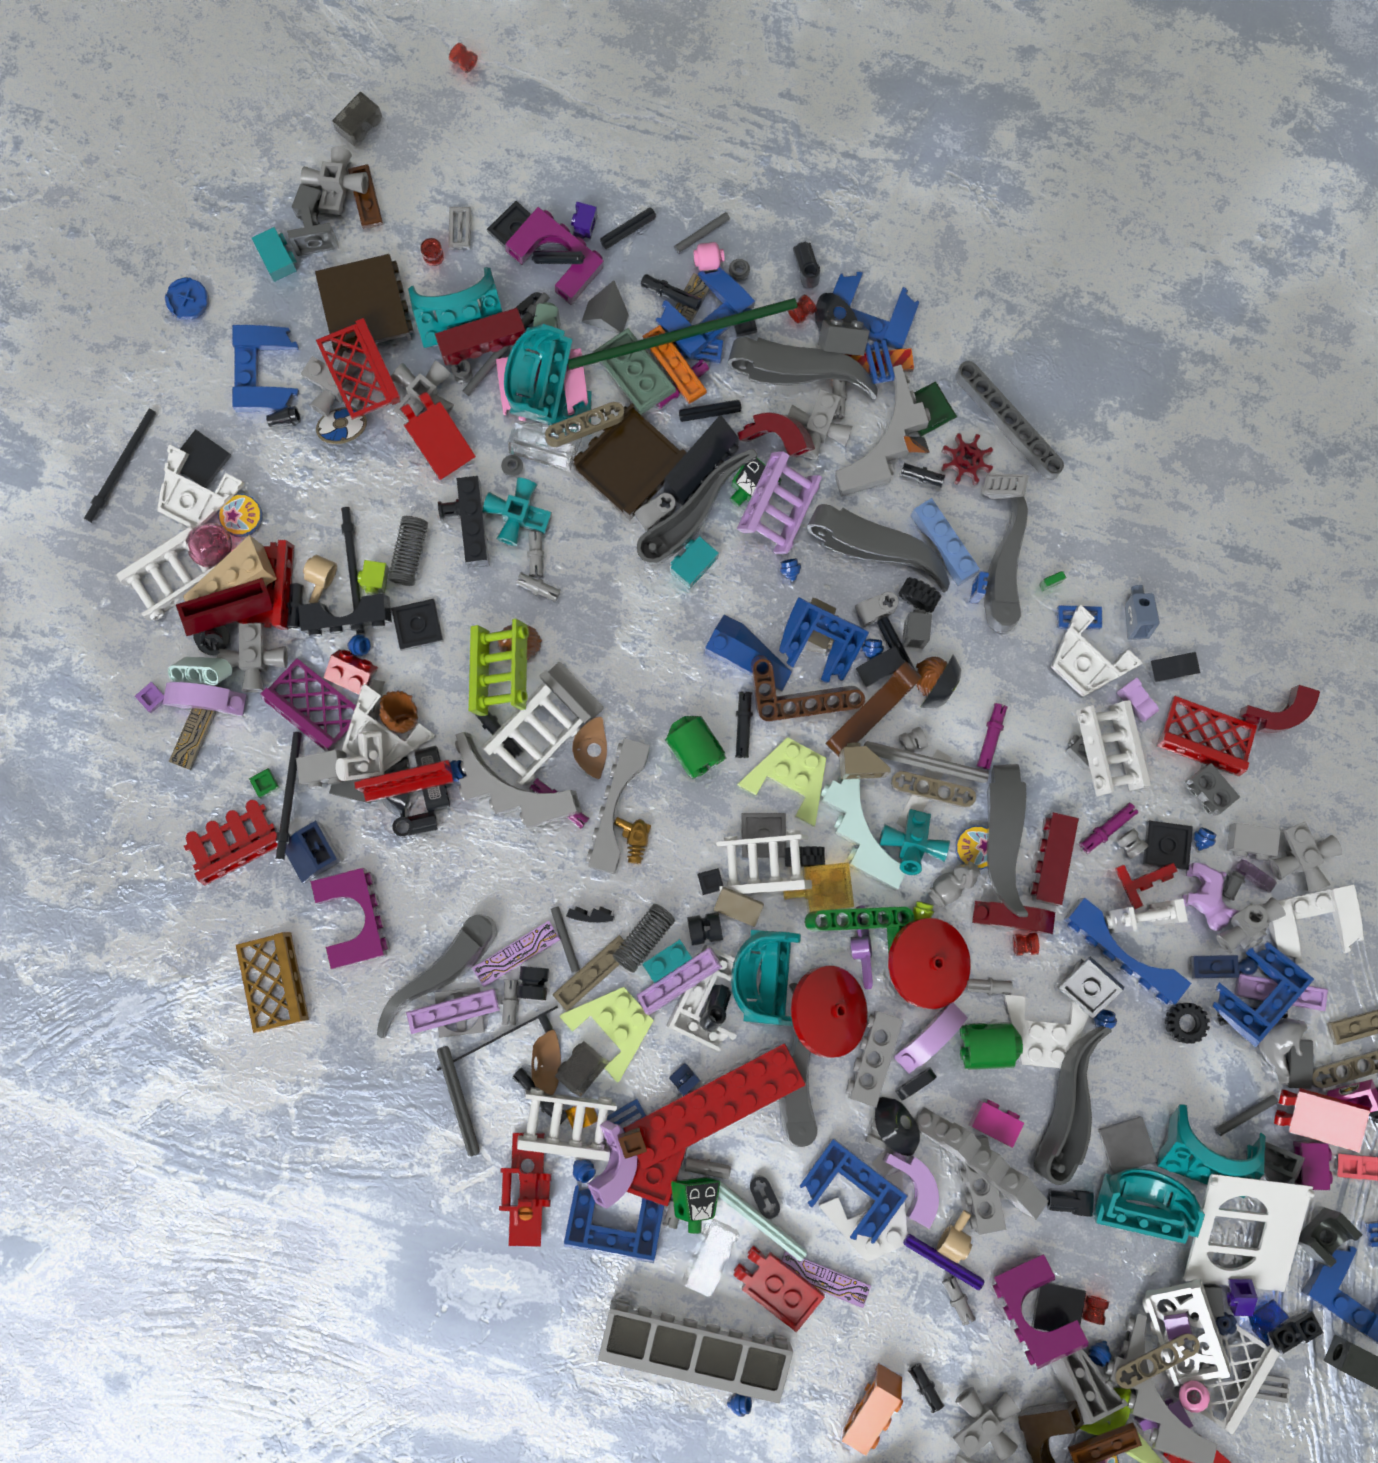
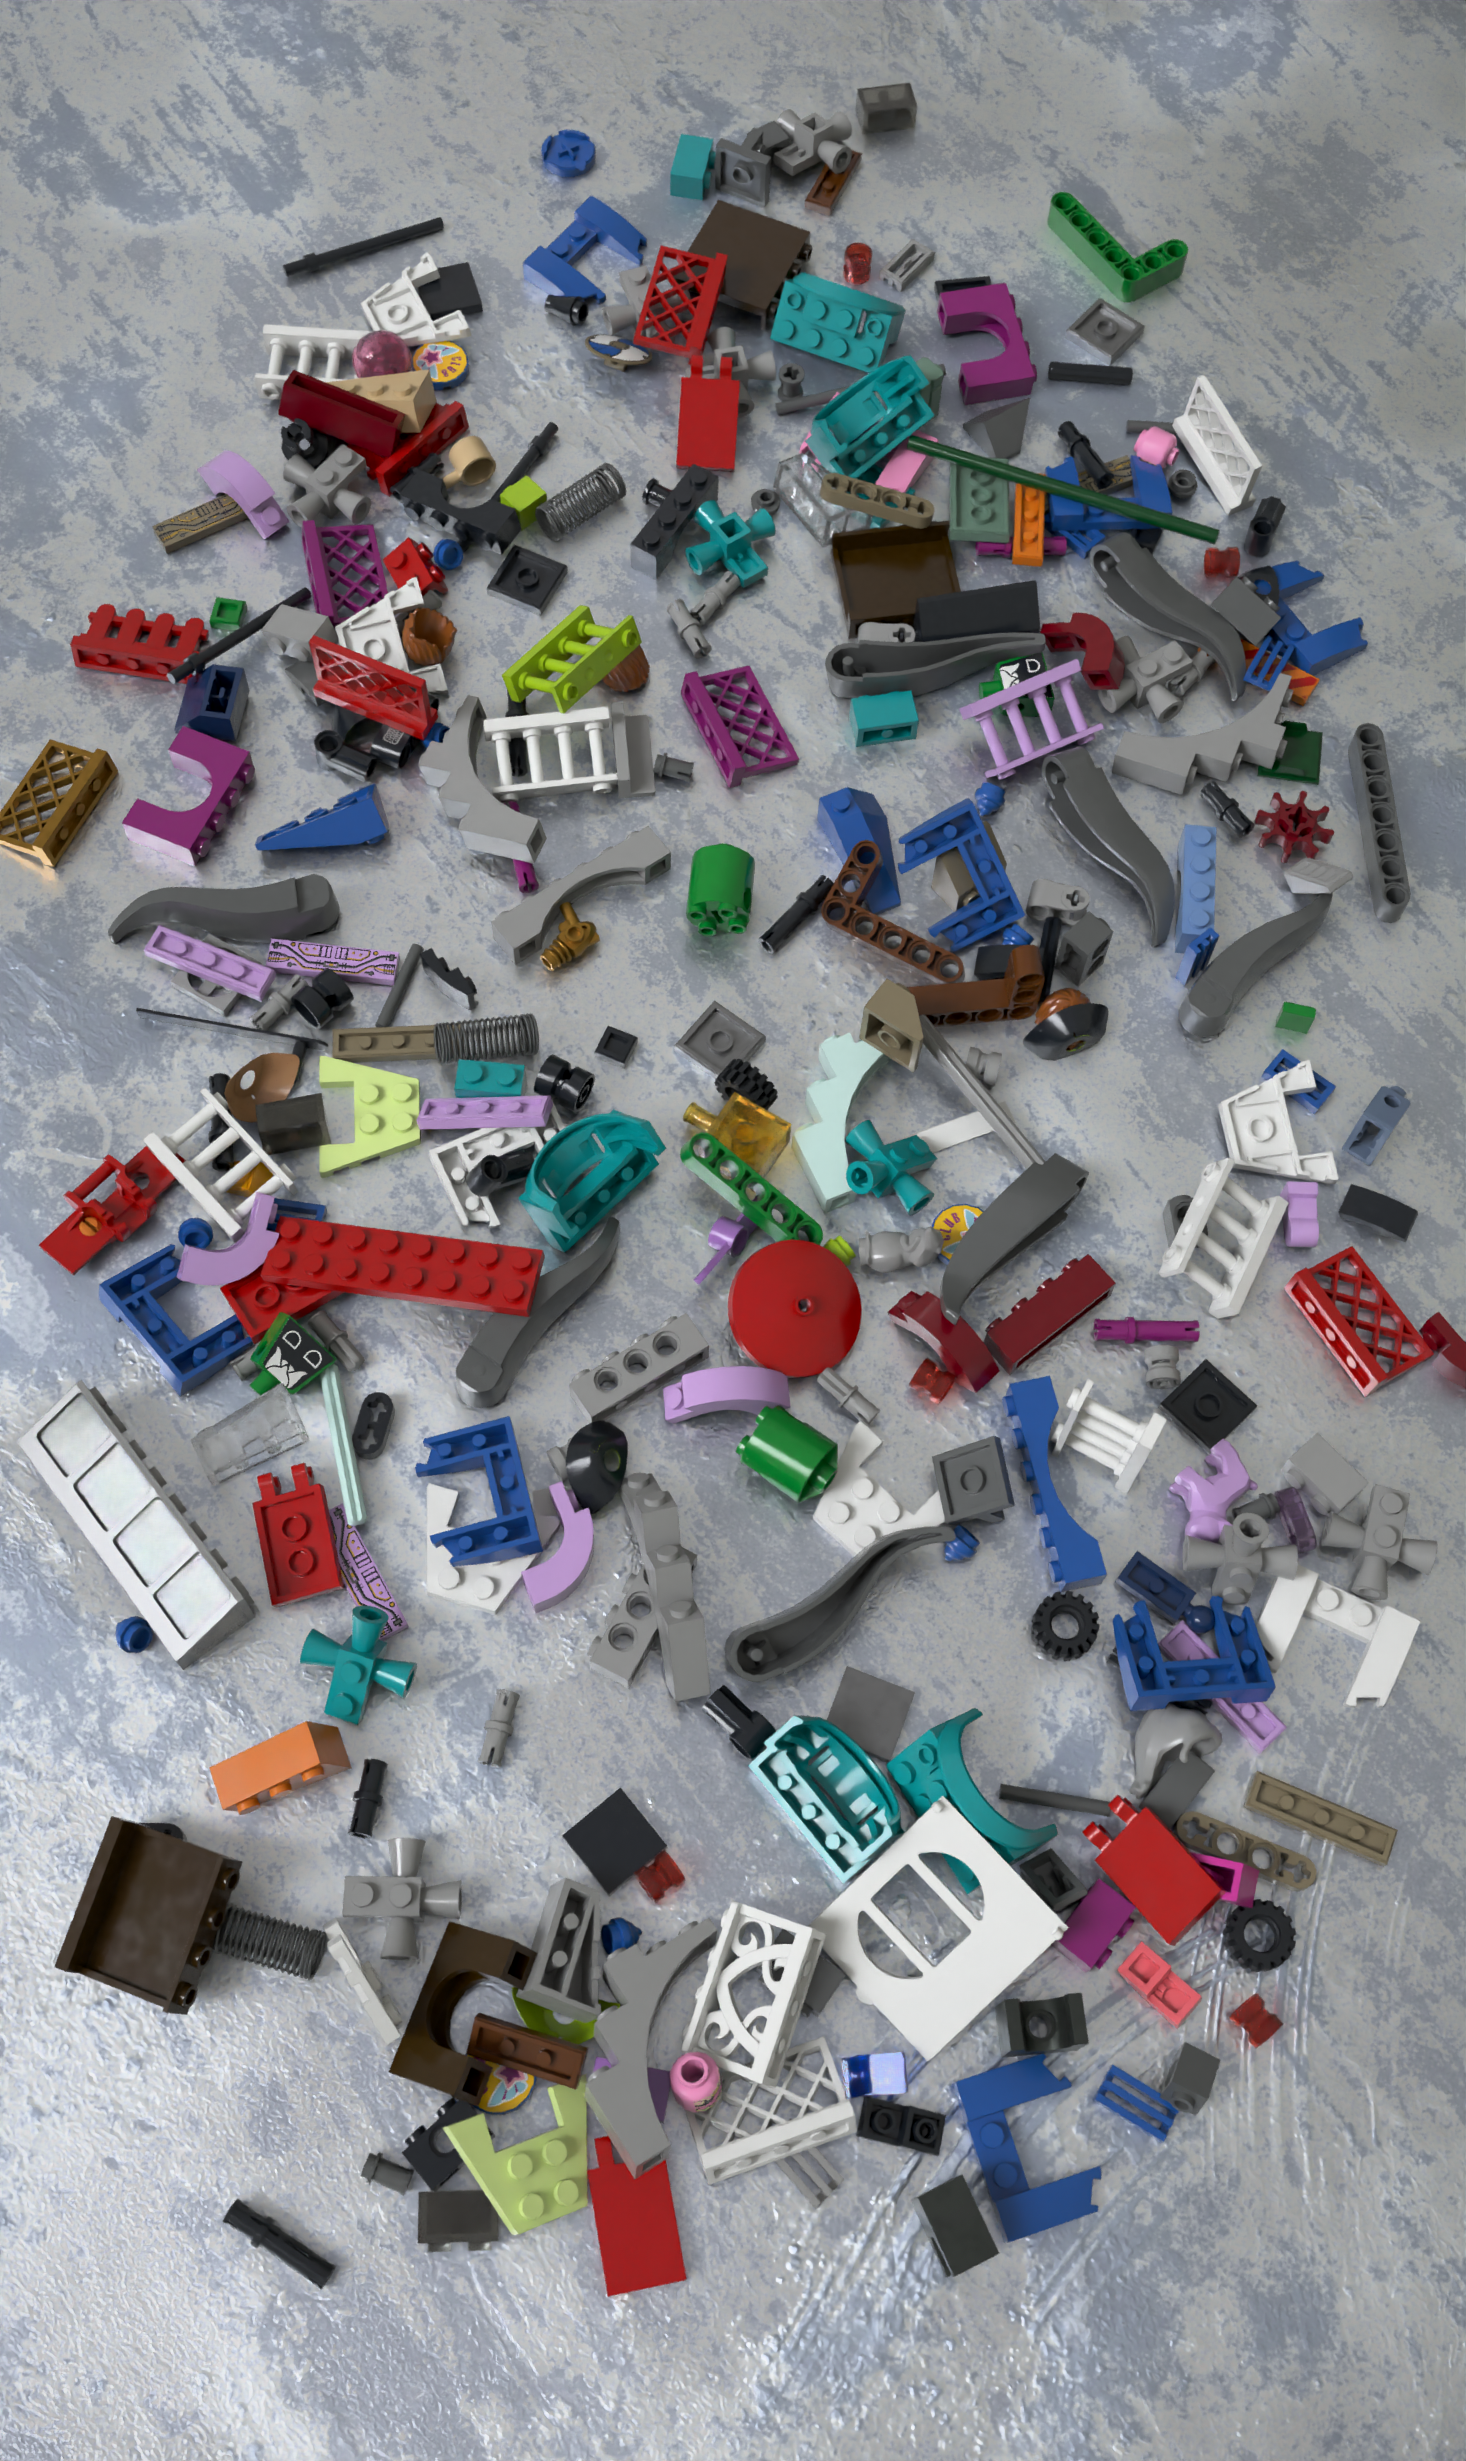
camera: 40 degrees right, 15 degrees down
(150, 697) = (190, 459): medium lavender tile -> none
(200, 670) = (265, 459): light aqua beam -> none
(369, 761) = (366, 638): white brick -> none
(451, 865) = (351, 821): none -> blue wedge
(458, 1101) = (128, 1057): dark grey axle -> none
(463, 57) = (1045, 123): clear red wheel -> none
(480, 336) = (831, 351): dark red brick -> none
(558, 257) = (987, 343): black axle -> none
(574, 129) = (1120, 272): none -> green beam
(584, 220) = (1048, 335): dark purple brick -> none
(591, 733) = (605, 802): medium nougat piece -> none
(602, 685) = (673, 767): none -> dark grey pin
(610, 644) = (714, 726): none -> magenta fence
(613, 189) = (1104, 331): none -> flat silver tile
(632, 1143) = (272, 1228): reddish brown tile -> none
(684, 1079) = (397, 1220): dark blue bracket -> none
(710, 410) = (1046, 597): black axle -> none
(738, 906) = (623, 1083): dark tan panel -> none
(747, 234) = (1204, 443): none -> white fence
(775, 882) = (686, 1085): white fence -> none
(794, 768) = (816, 1000): yellowish green wing -> none
(829, 1011) = (627, 1266): red dish -> none
(868, 1329) = (357, 1664): none -> teal brick
(916, 444) = (1244, 770): sticker -> none
(916, 1083) = (663, 1435): black beam -> none
(919, 595) = (1121, 915): black tyre -> none
(934, 786) = (958, 1138): dark tan beam -> none
(943, 1262) = (519, 1666): dark purple axle -> none
(954, 1242) = (552, 1651): tan piece -> none
(994, 726) = (1094, 1121): magenta pin -> none
(995, 1123) = (723, 1555): dark pink brick -> none
(1042, 1346) = (578, 1763): magenta arch -> none
(1143, 882) = (1178, 1423): red bracket -> none
(1158, 1364) = (680, 1989): dark tan beam -> none
(1177, 1325) = (745, 1970): medium lavender tile -> none
(1204, 838) = (1260, 1430): blue plate -> none
(1216, 785) = (1324, 1381): dark grey brick -> none
(1230, 1328) = (816, 2041): dark blue plate -> none
(1241, 1297) = (862, 2011): dark purple brick -> none

